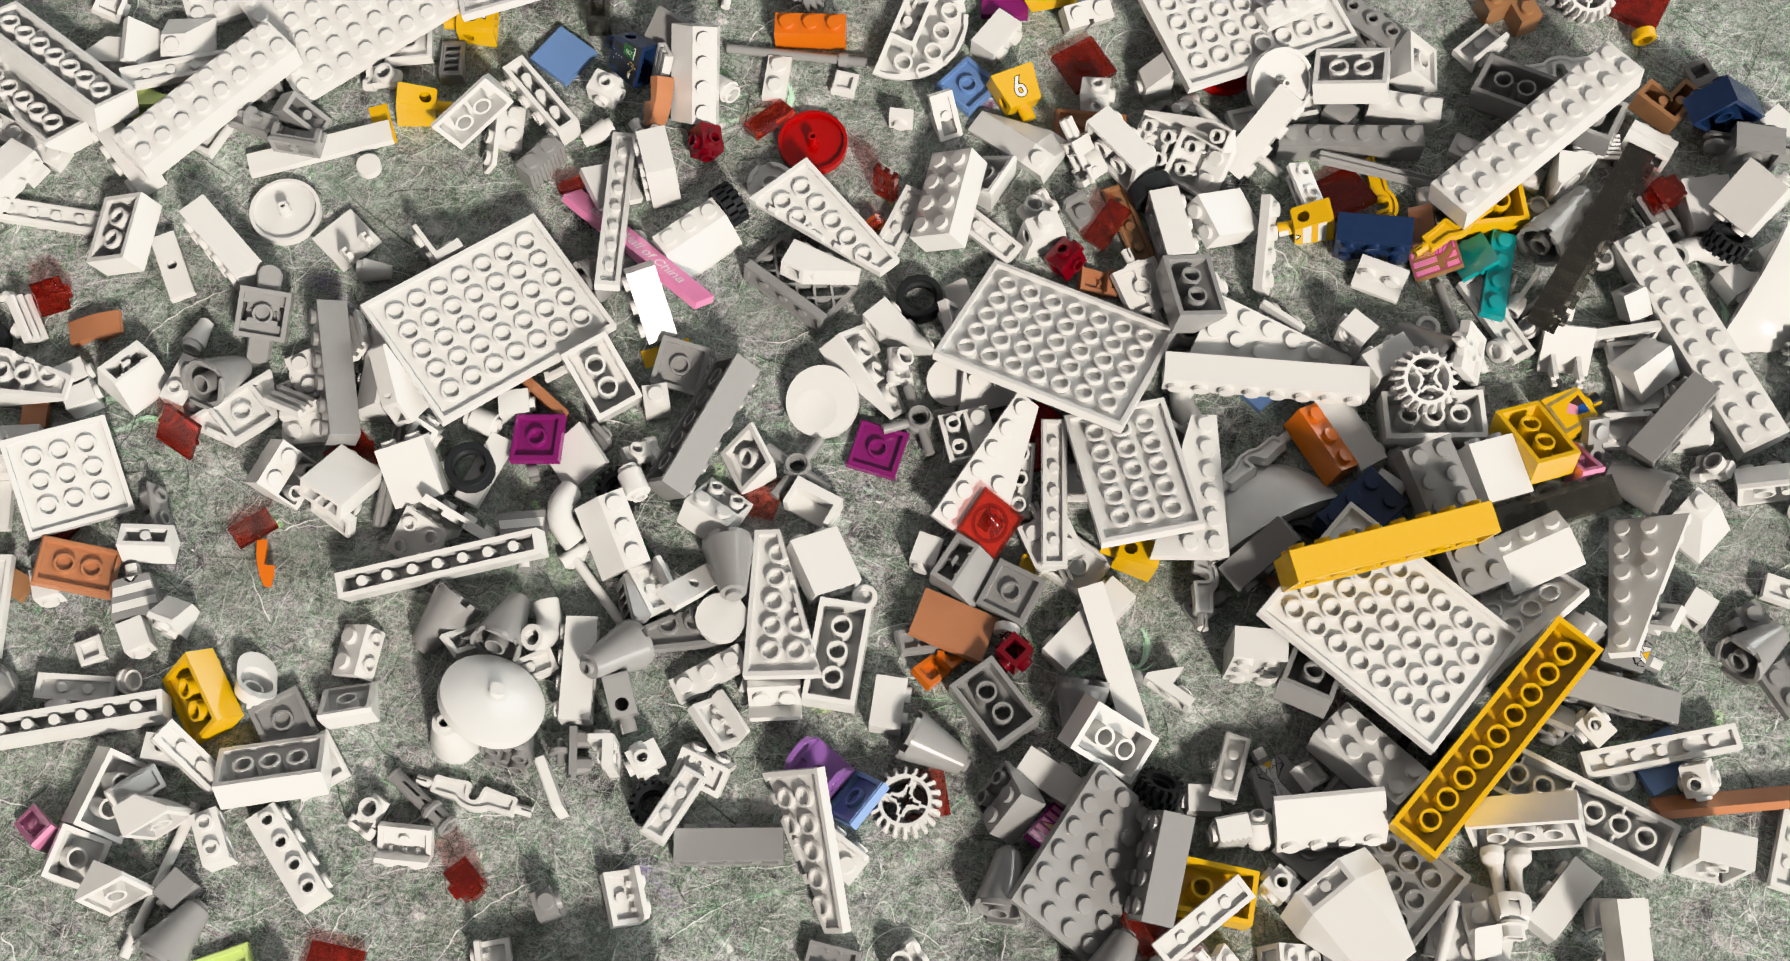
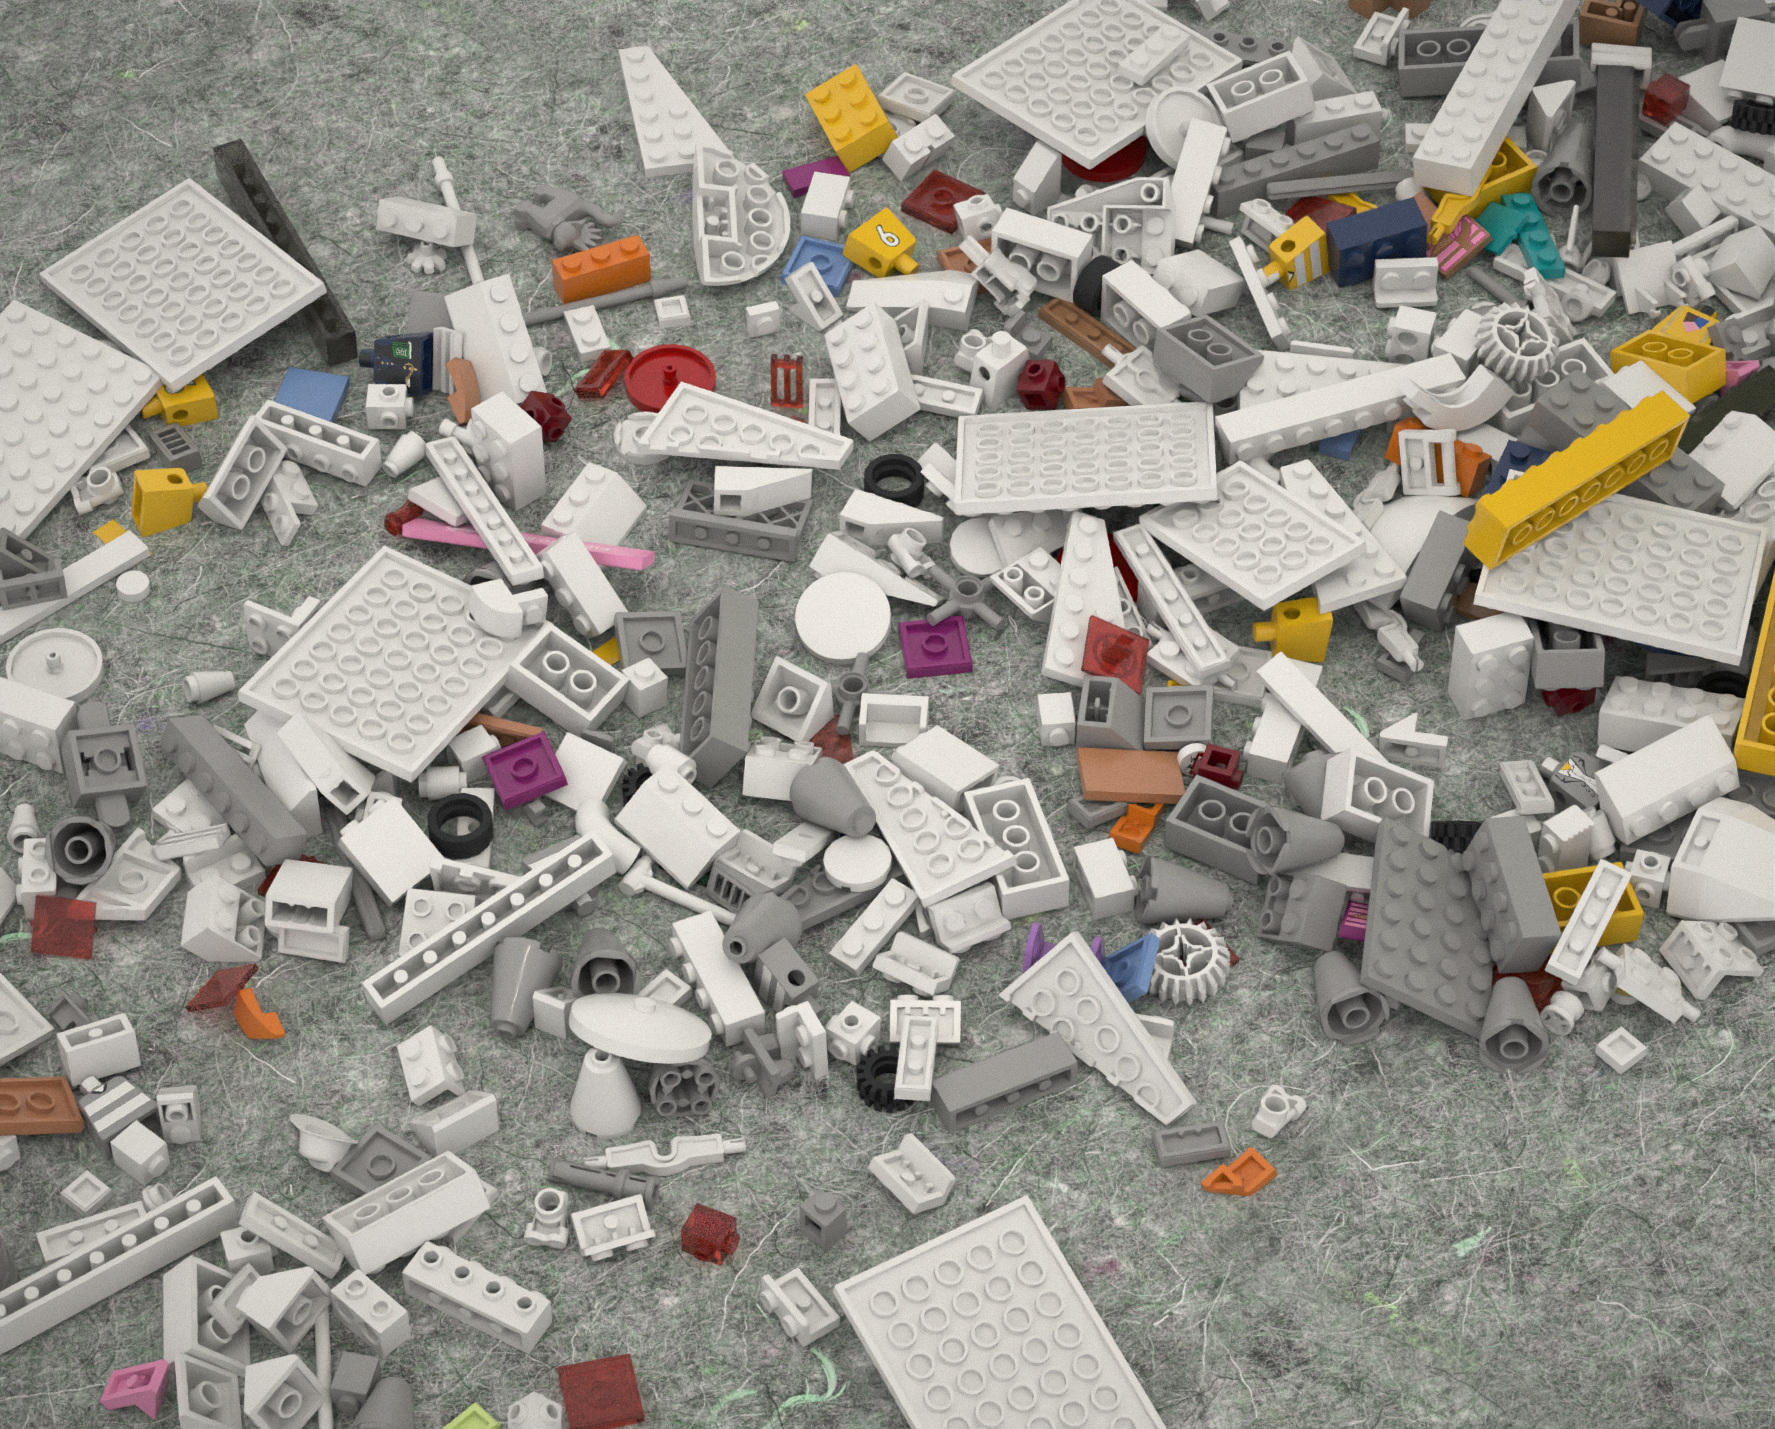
camera: 25 degrees left, 20 degrees down
(202, 695) = (254, 1162): yellow slope -> none
(346, 240) = (154, 667): white plate -> none
(541, 161) = (352, 505): light grey brick -> none
(547, 626) = (647, 946): white cylinder -> none
(551, 787) = (760, 1097): white tile -> none
(580, 309) = (505, 613): none -> white brick
(730, 203) = (614, 457): black tyre -> none
(1023, 750) = (1289, 840): none -> light grey cone
(1106, 225) = (1067, 338): clear red tile -> none
(1301, 448) = (1419, 462): none -> white plate
(1353, 416) = (1462, 408): none -> white arch
(1597, 363) = (1691, 277): none -> white plate

